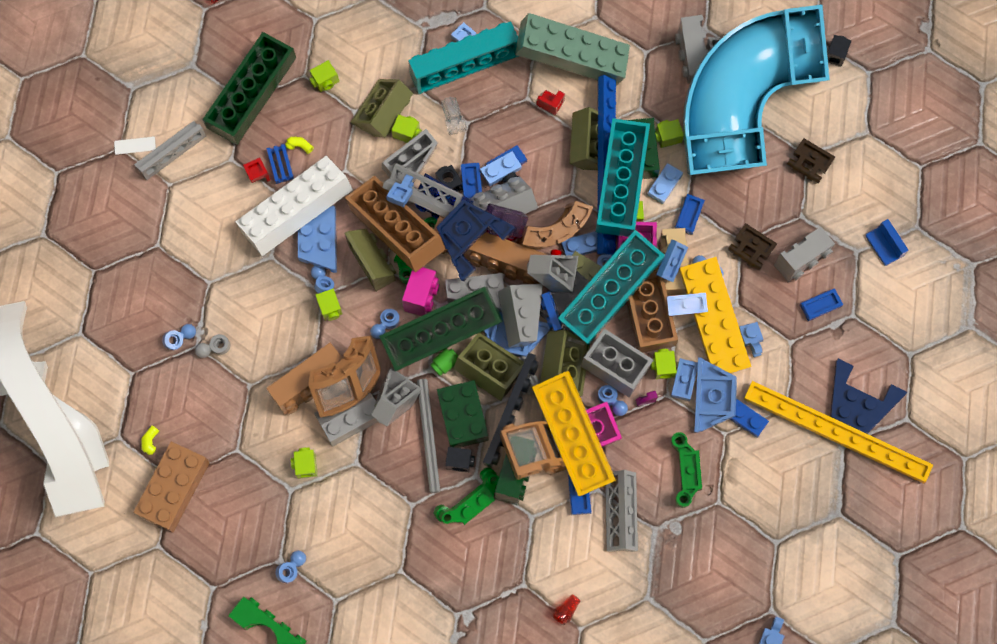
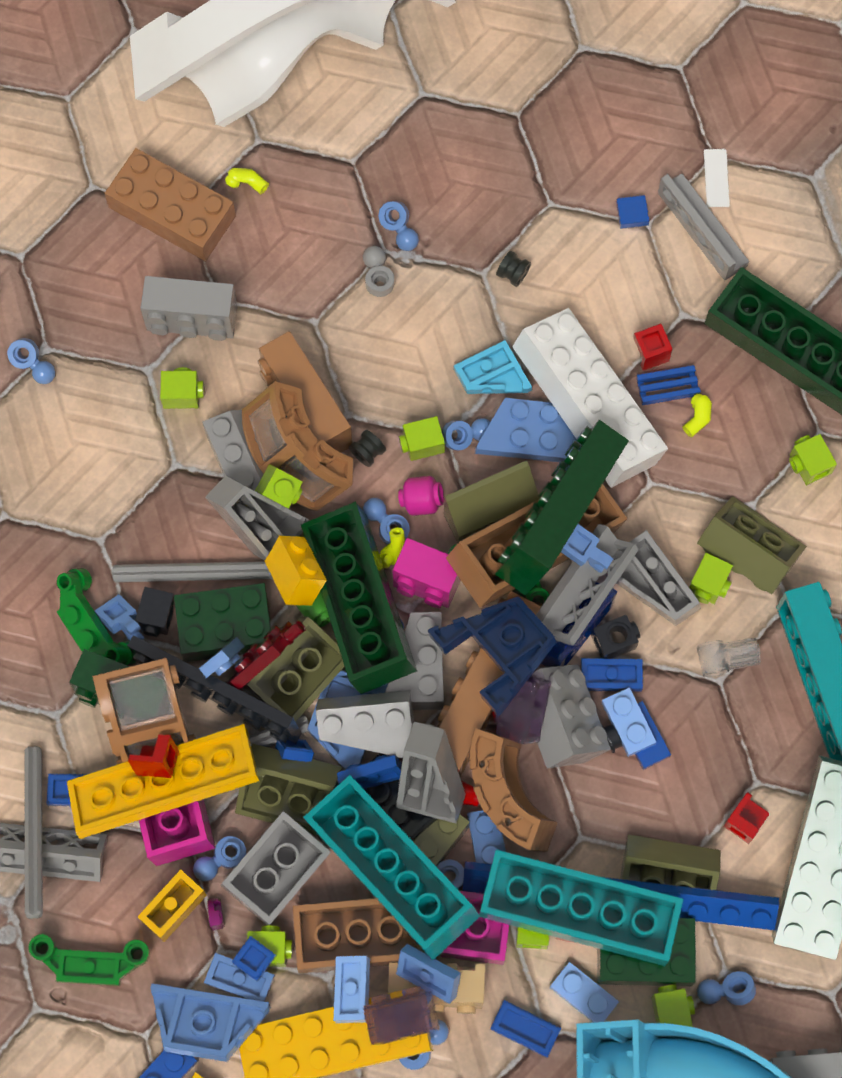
camera: 95 degrees right, 0 degrees up
(162, 193) = (632, 212): none -> blue tile
(207, 261) = (513, 268): none -> pearl dark grey wheel
(249, 462) = (189, 307): none -> light grey brick
(279, 268) = (492, 372): none -> medium azure wing
(337, 339) = (367, 448): none -> pearl dark grey wheel
(366, 303) = (421, 495): none -> dark pink head
(375, 381) = (279, 486): none -> lime brick
(379, 202) = (560, 506): none -> dark green brick
(403, 314) = (391, 552): none -> neon yellow arm
(428, 368) = (295, 570): none -> yellow brick
(464, 481) = (119, 615): none -> medium blue plate
(487, 378) = (262, 655): none -> dark red plate
(492, 403) = (223, 659): none -> medium blue plate
(543, 361) = (299, 752): none -> blue tile
(561, 437) = (157, 759): none -> red panel
(613, 513) = (33, 833): none -> light grey axle
(645, 99) = (711, 991): none -> medium blue plate
(647, 422) = (172, 905): none -> yellow brick
(674, 367) = (253, 958): none -> blue tile
(701, 271) = (401, 1016): none -> brick

